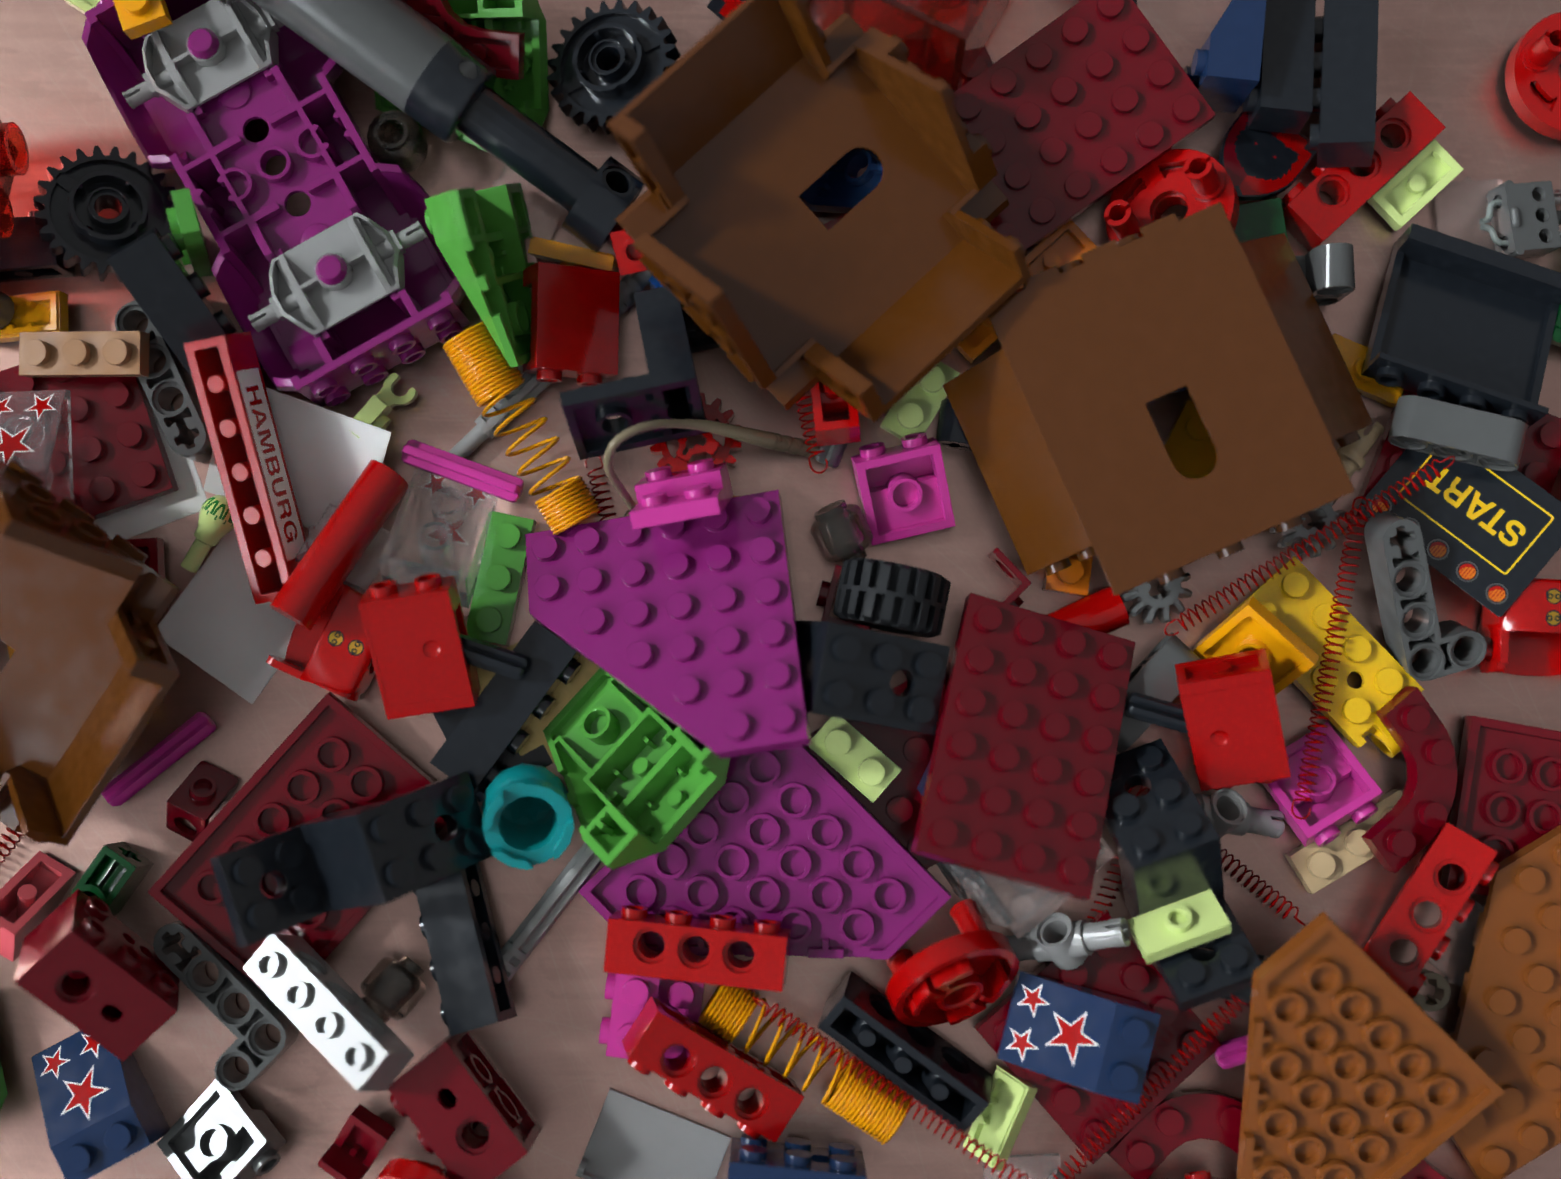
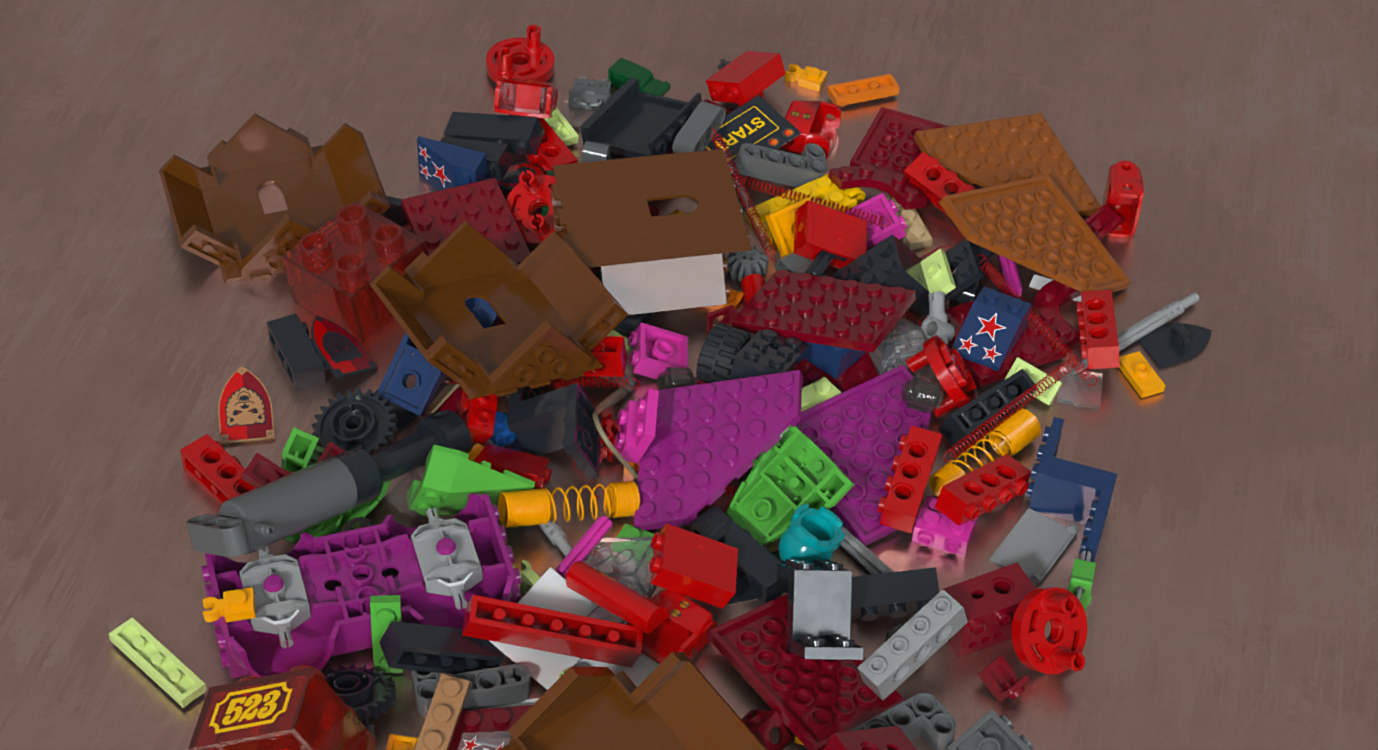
camera: 80 degrees left, 40 degrees down
(875, 943) = (922, 394): none -> clear smoke head
(1426, 107) = (525, 98): none -> red piece

